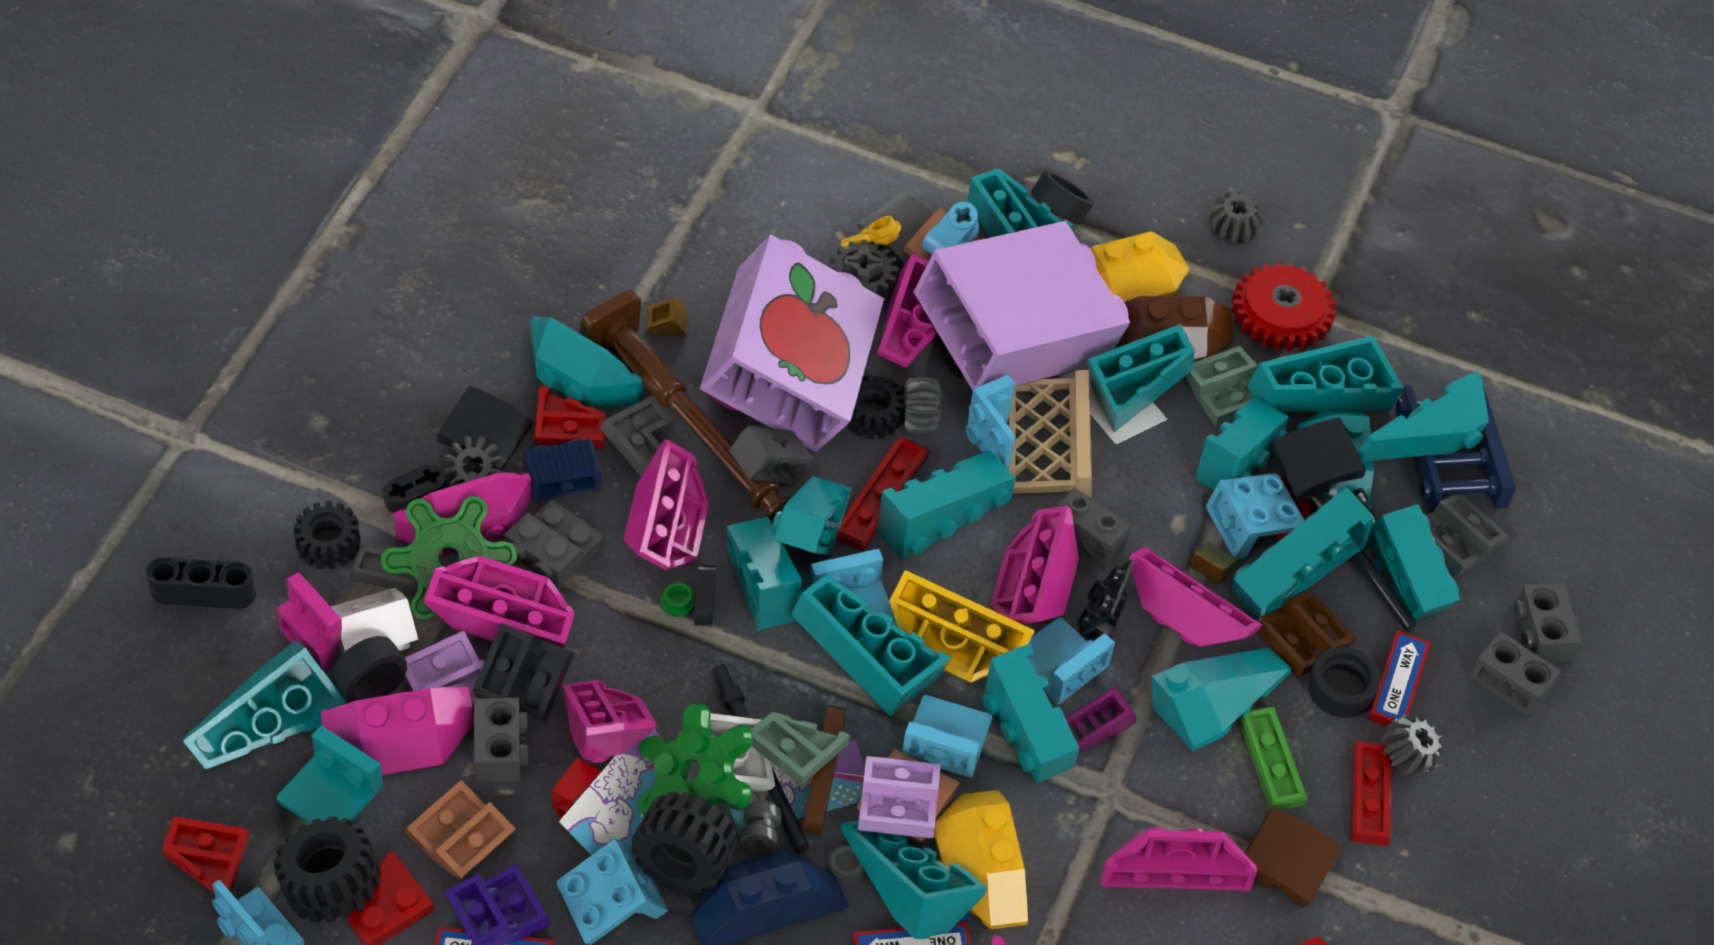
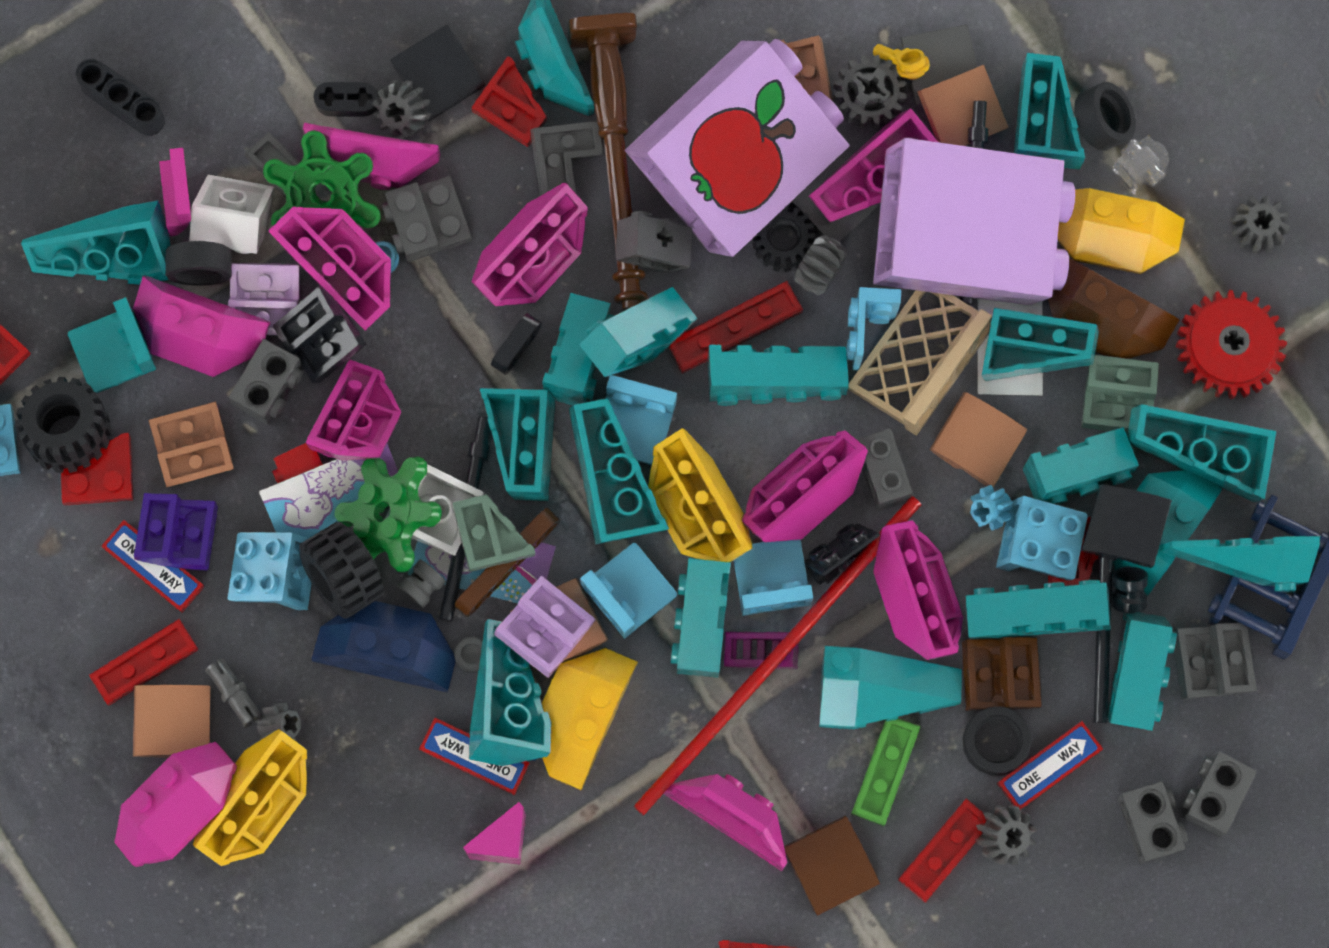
camera: 35 degrees right, 25 degrees up
(327, 551) = (242, 87): black tyre -> none
(562, 469) = (476, 151): dark blue brick -> none
(667, 318) = (668, 42): pearl gold slope -> none
(677, 600) = (492, 333): green plate -> none
(766, 660) = (523, 439): none -> teal wedge
(950, 231) = (957, 109): medium azure piece -> none
(1114, 219) = (1142, 164): none -> clear brick
(1115, 729) = (769, 664): none -> red piece
(1145, 471) = (978, 439): none -> nougat slope
(1205, 517) = (991, 507): none -> medium azure gear
(1213, 562) = (974, 560): pearl gold slope -> none

